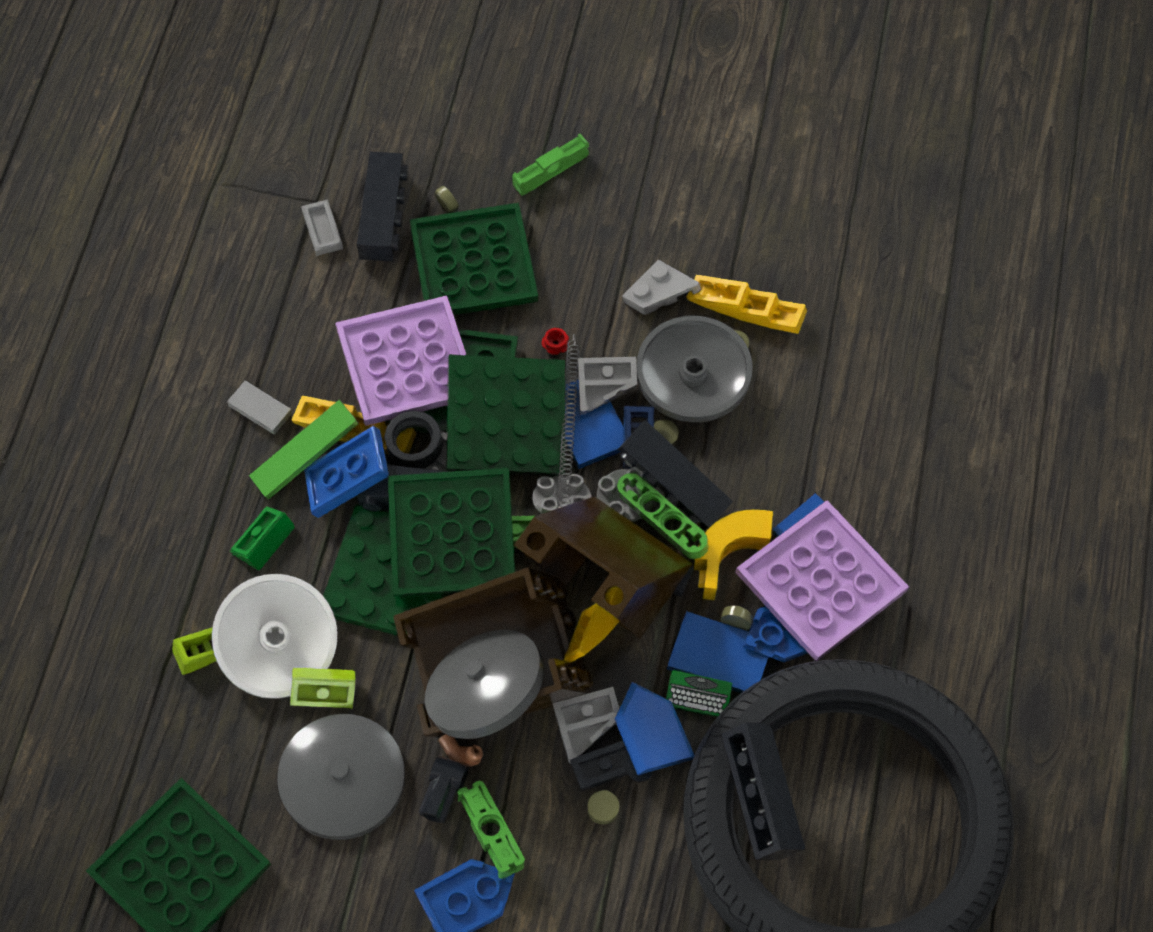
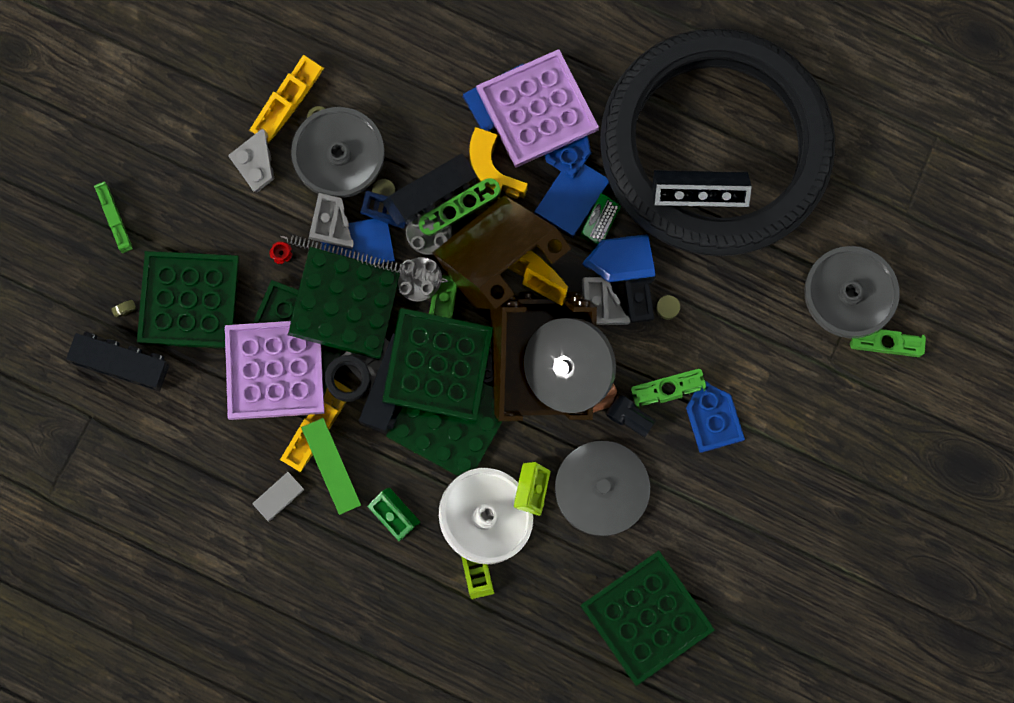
camera: 80 degrees left, 15 degrees up
(322, 227) = (119, 416): light grey tile -> none
(346, 472) = (362, 435): blue tile -> none
(737, 617) = (549, 177): olive tile -> none

